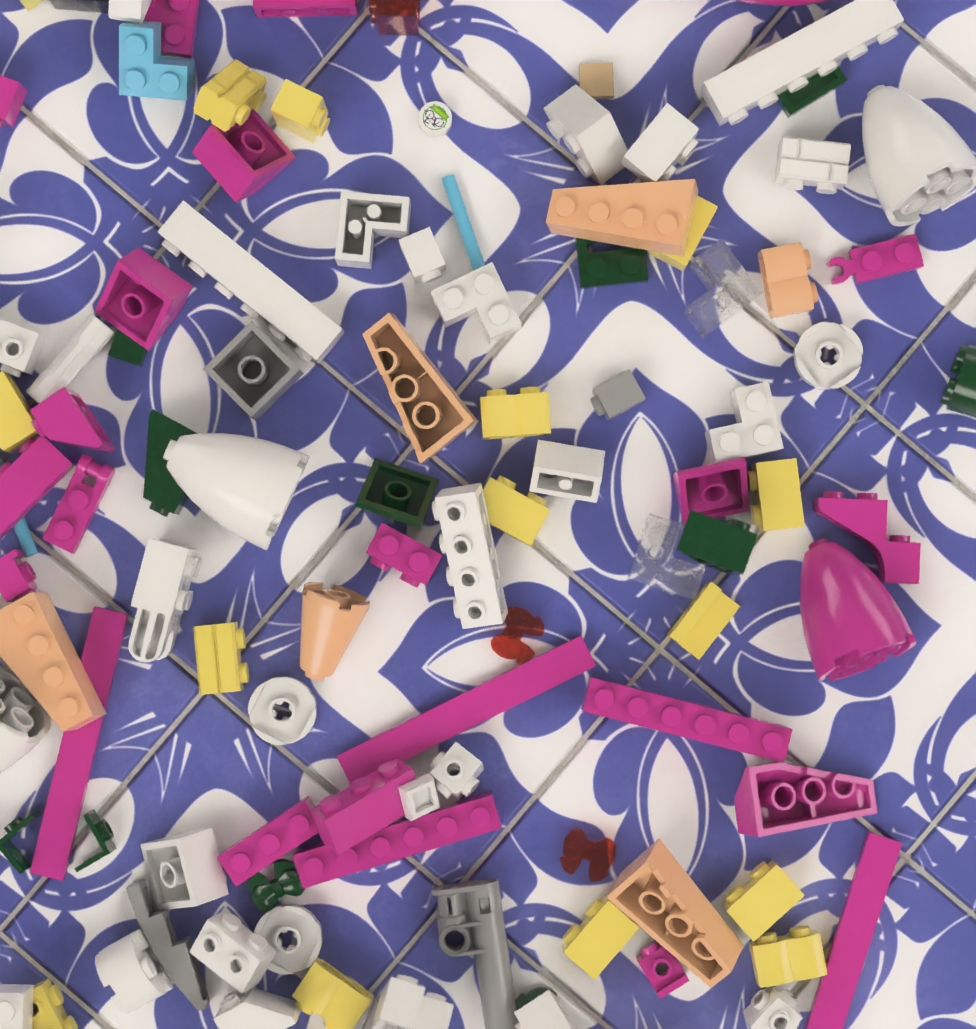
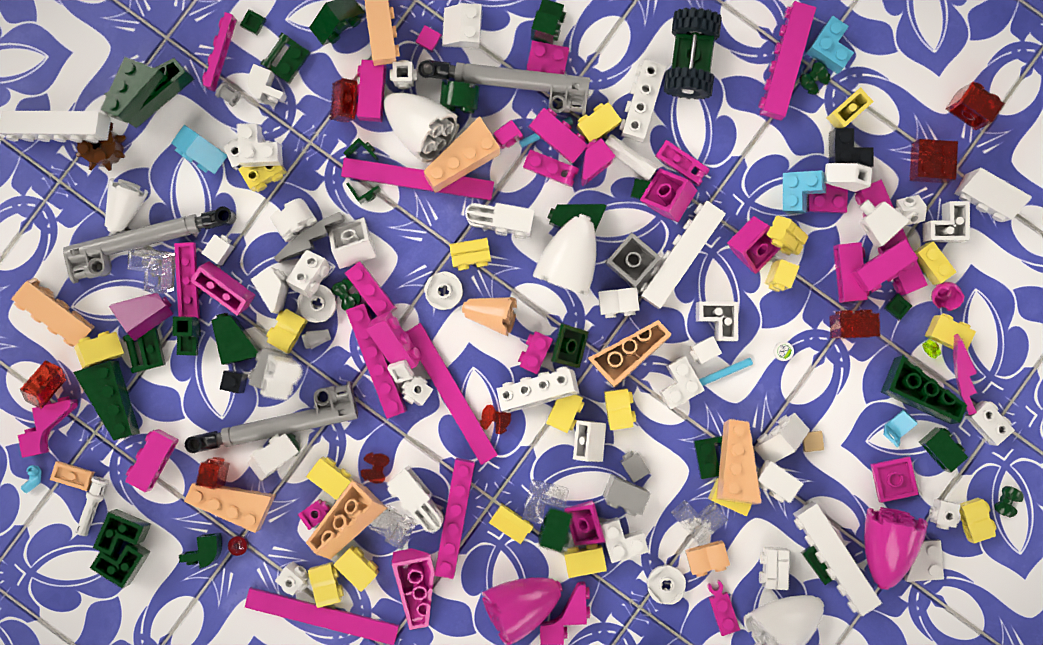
camera: 85 degrees right, 0 degrees up
(87, 270) = (682, 162): none -> dark pink plate
(325, 401) = (618, 301): none -> white brick
(350, 946) = (315, 338): none -> light grey cone
(647, 785) = (416, 499): none -> white brick
(666, 413) = (626, 494): none -> light grey brick
(694, 827) = (394, 527): none -> clear brick

